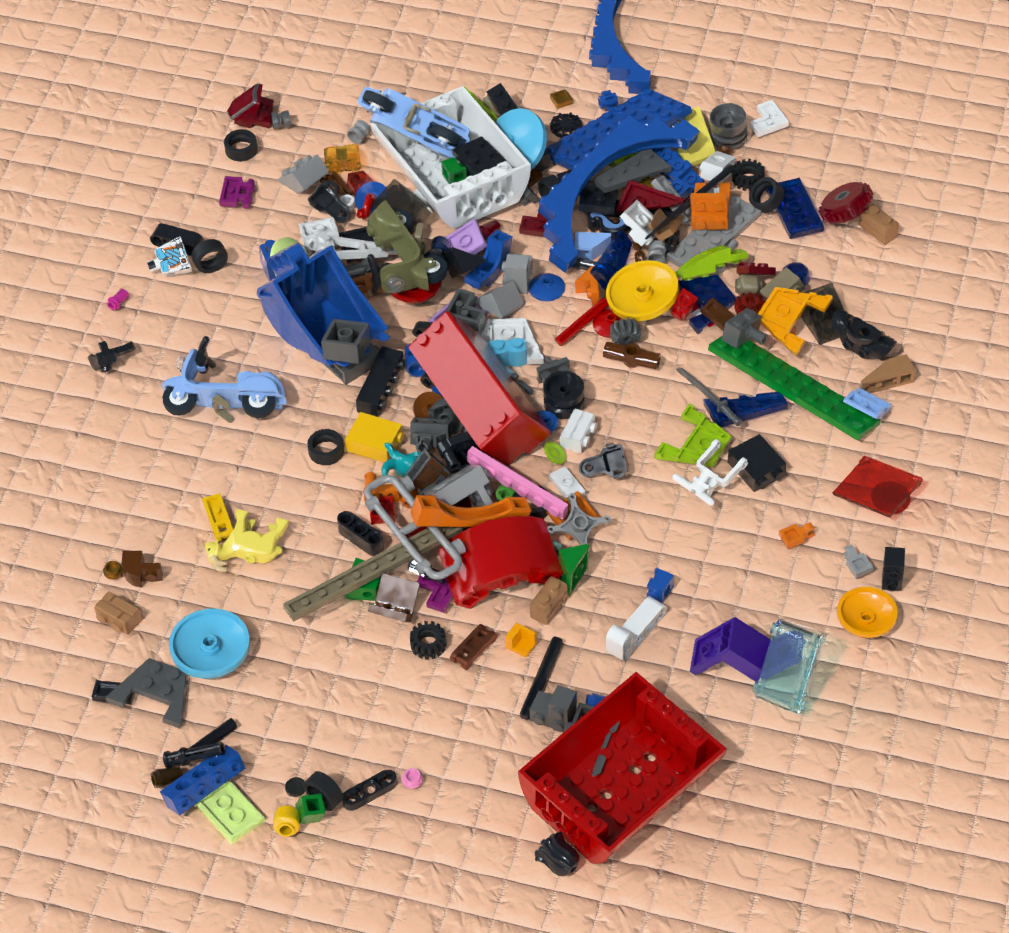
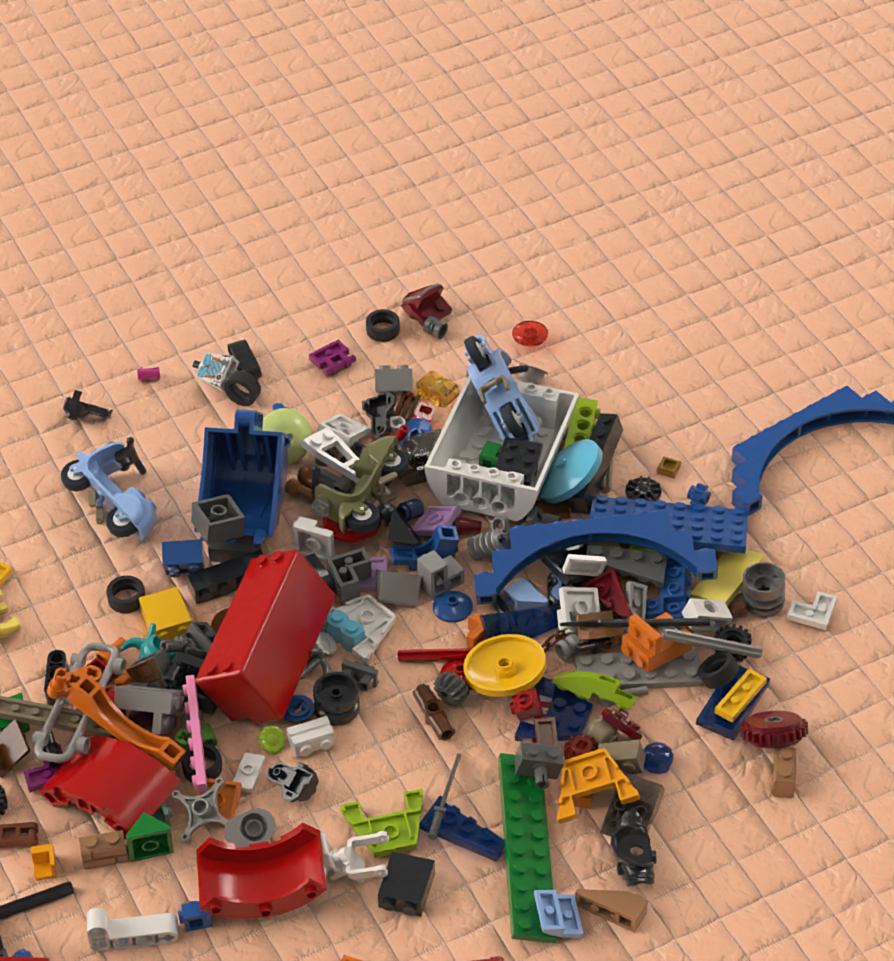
camera: 45 degrees right, 5 degrees down
(340, 390) = (183, 557): none -> blue slope
(352, 77) = (530, 333): none -> clear red dish
(397, 515) = (58, 685): none -> orange beam
(406, 312) = (312, 539): none -> white plate
(513, 210) = (500, 519): none -> light grey plate
(527, 228) = (482, 544): none -> light grey piece
(613, 191) = (584, 565): none -> white plate
(624, 509) = (250, 827): none -> light grey piece
(674, 527) = (261, 877): none -> red panel
(749, 179) = (712, 643): none -> light grey axle
(800, 198) = (740, 695): none -> yellow plate

